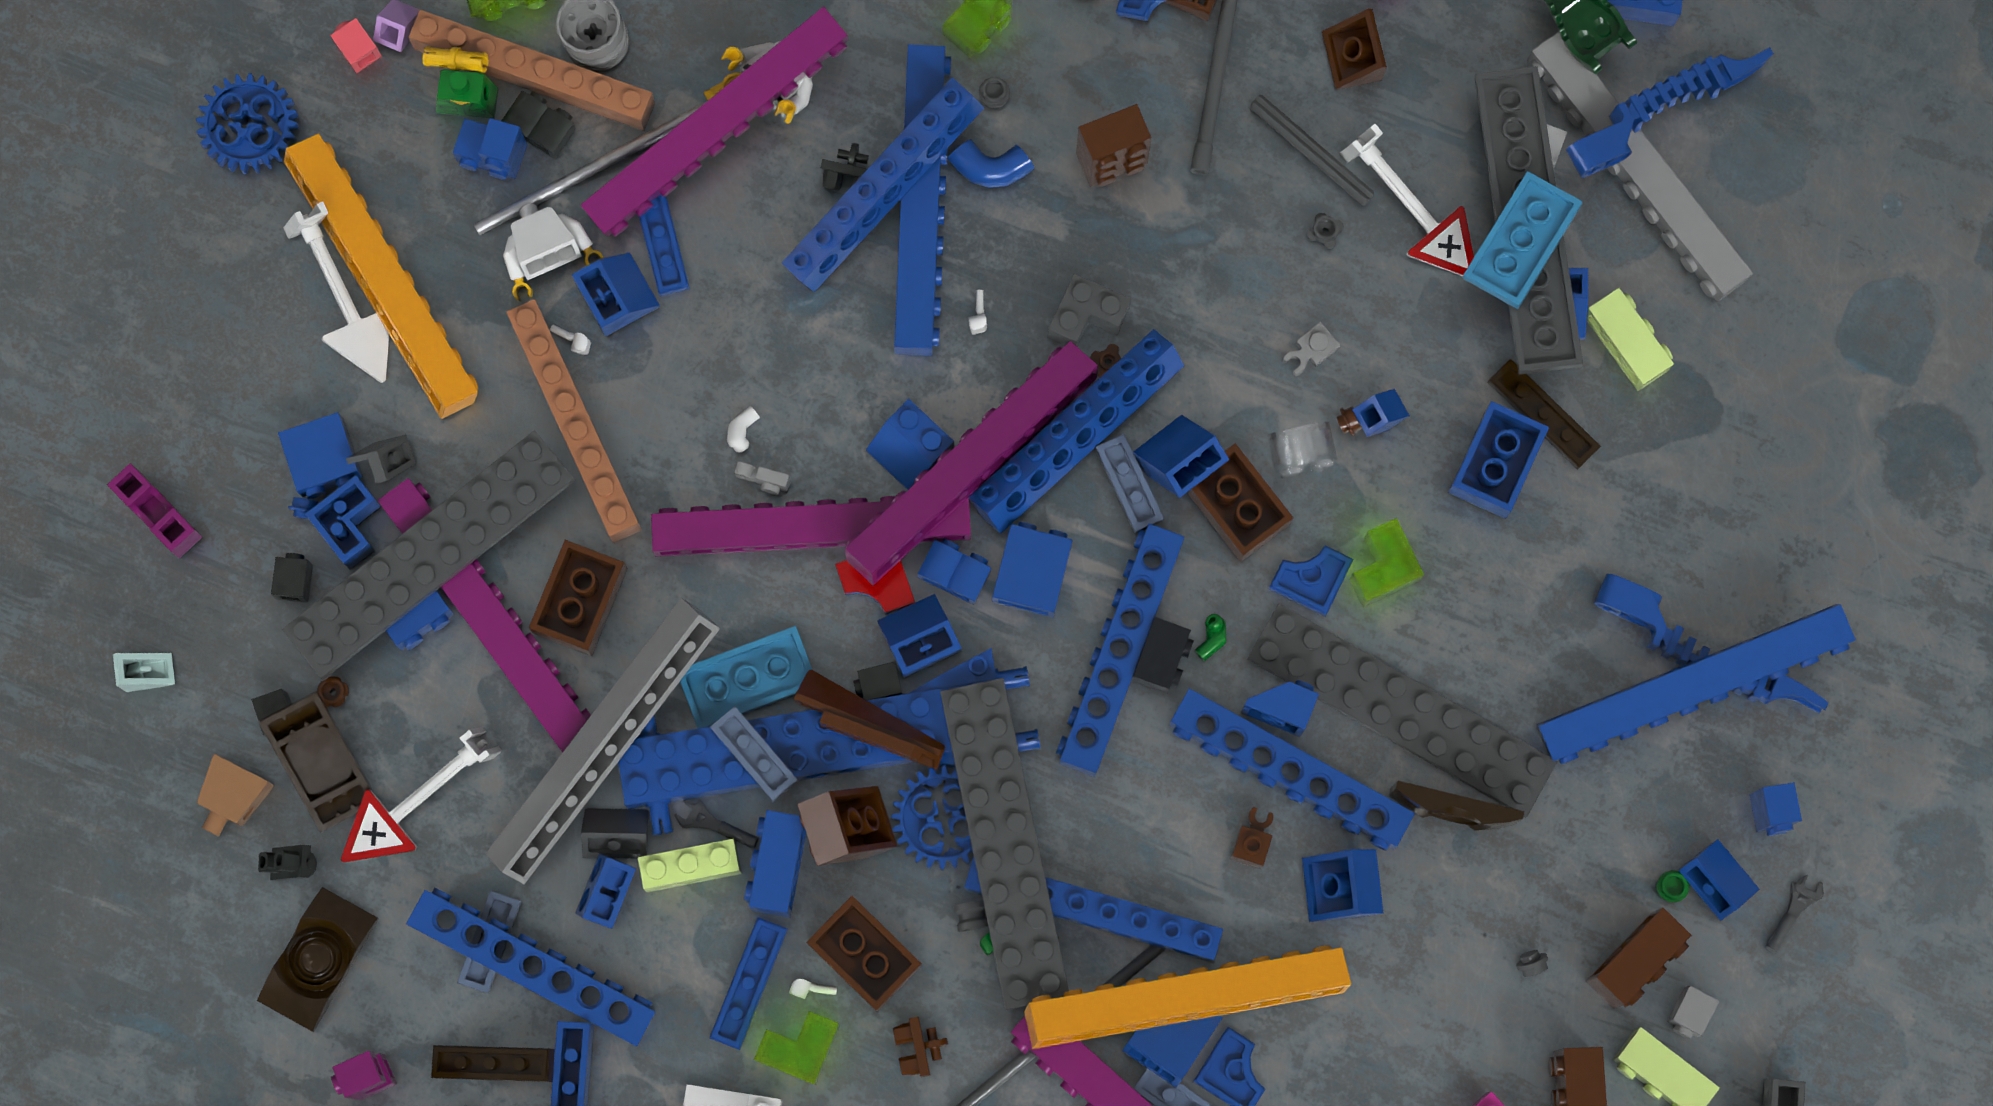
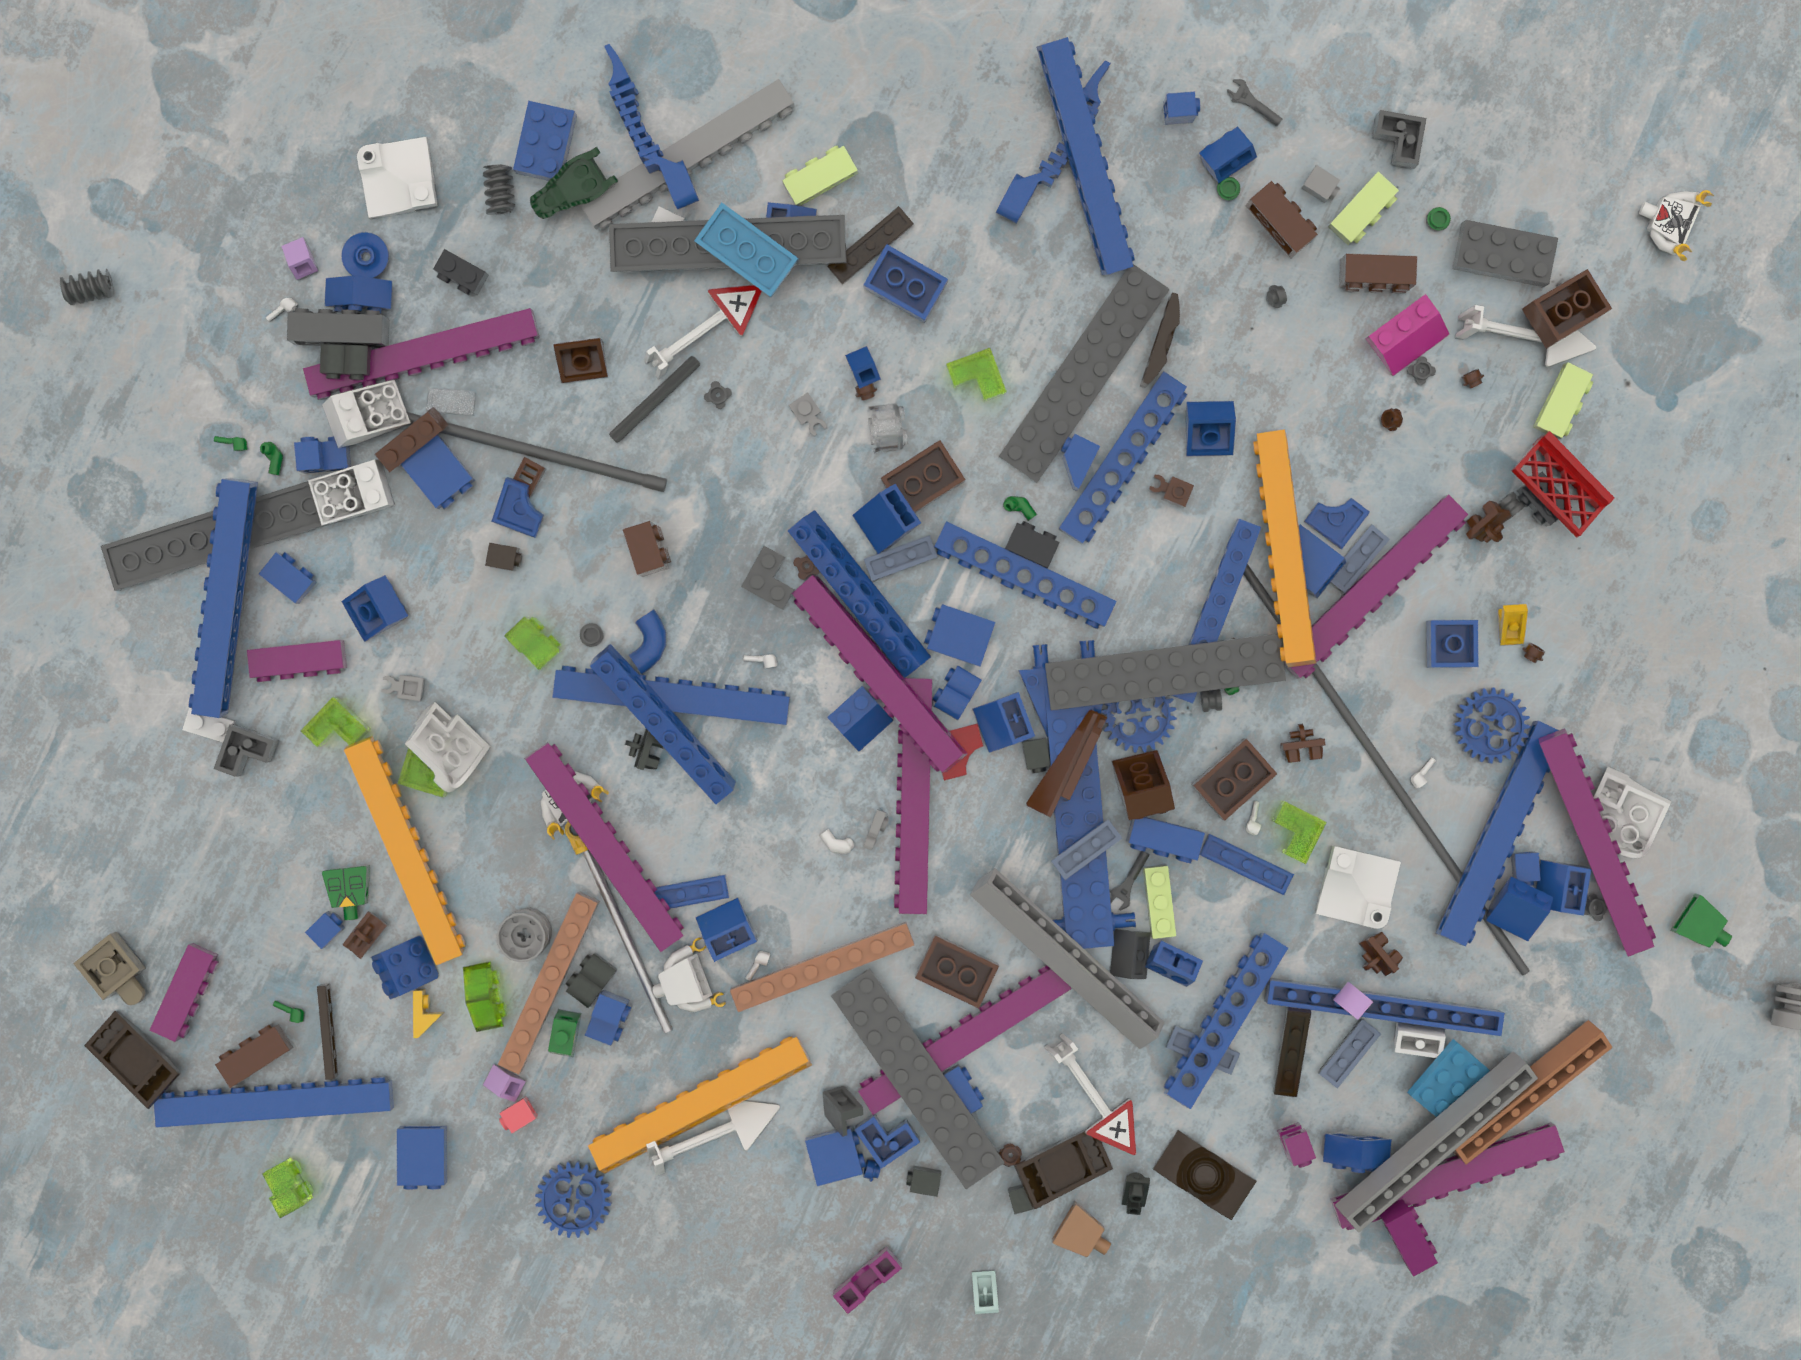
camera: 85 degrees left, 10 degrees up
(455, 59) = (540, 1039): yellow pin -> none
(746, 677) = (1024, 849): dark azure plate -> none
(1312, 581) = (983, 428): blue tile -> none

